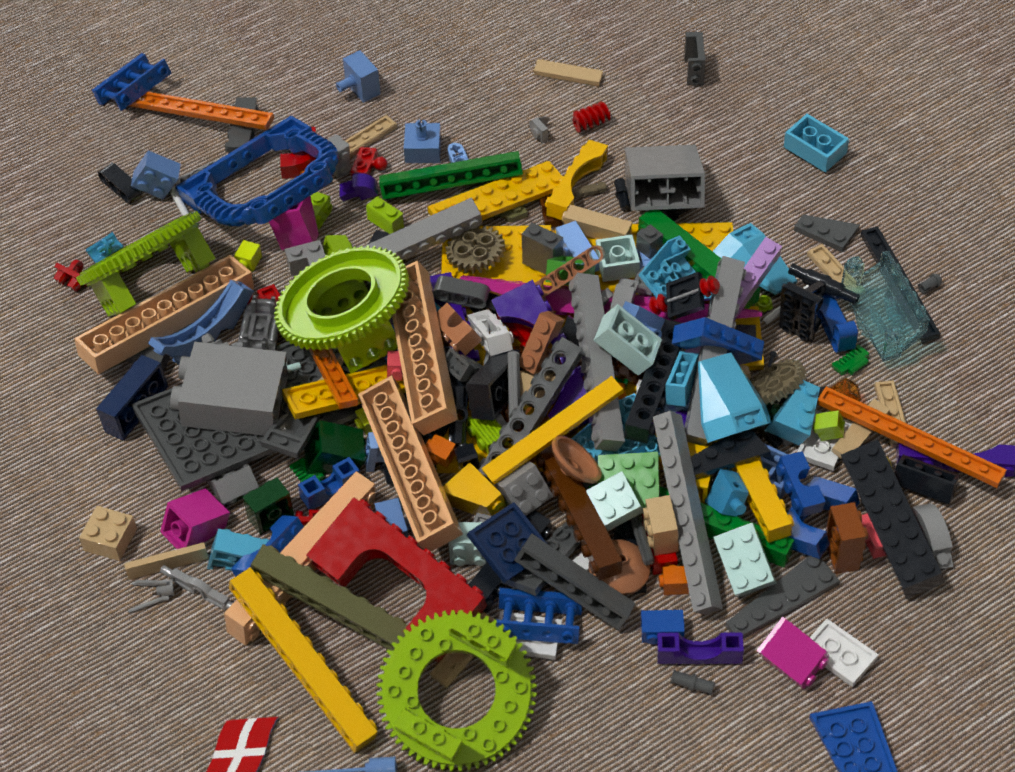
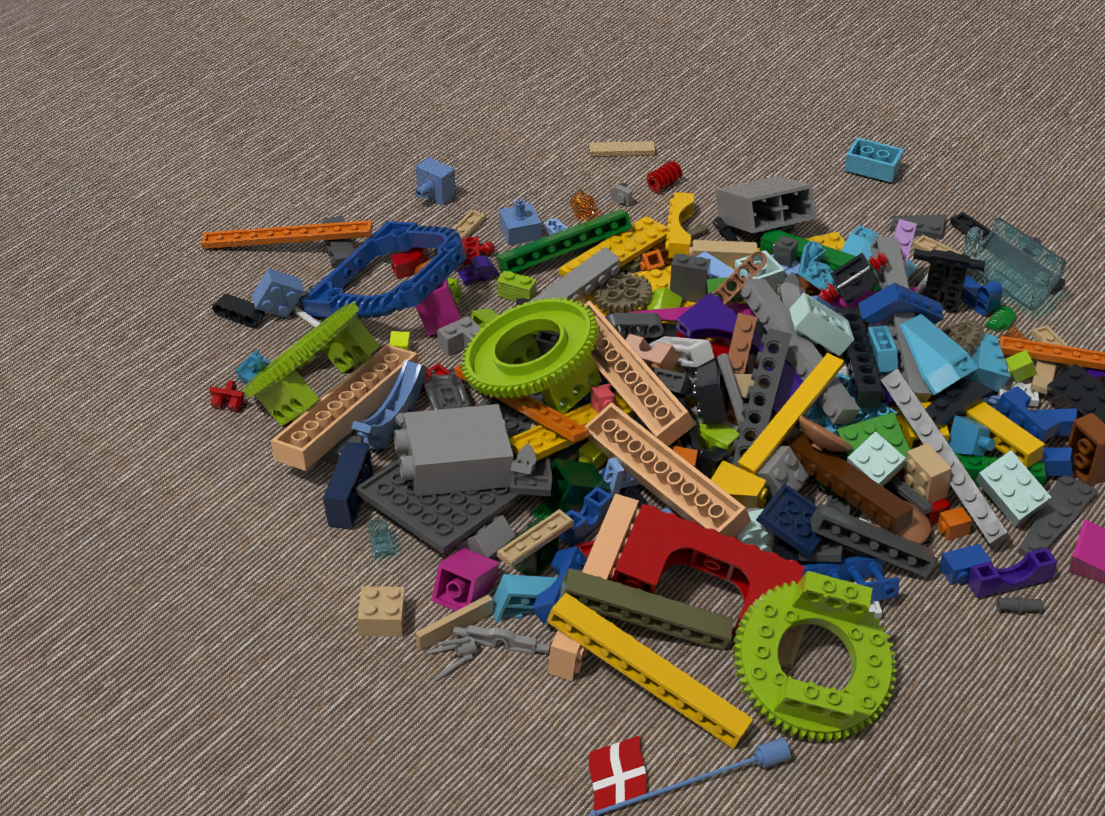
camera: 20 degrees left, 10 degrees down
(131, 81) = (202, 222): blue fence -> none
(139, 460) = (379, 538): none -> clear light blue piece
(261, 499) = (535, 538): none -> tan tile
(284, 420) = (525, 461): none -> light grey plate
(493, 134) = (583, 205): none -> clear orange brick
(512, 268) = (663, 299): none -> lime slope
(525, 216) = (651, 260): none -> orange brick
(695, 56) = (735, 113): dark grey panel -> none

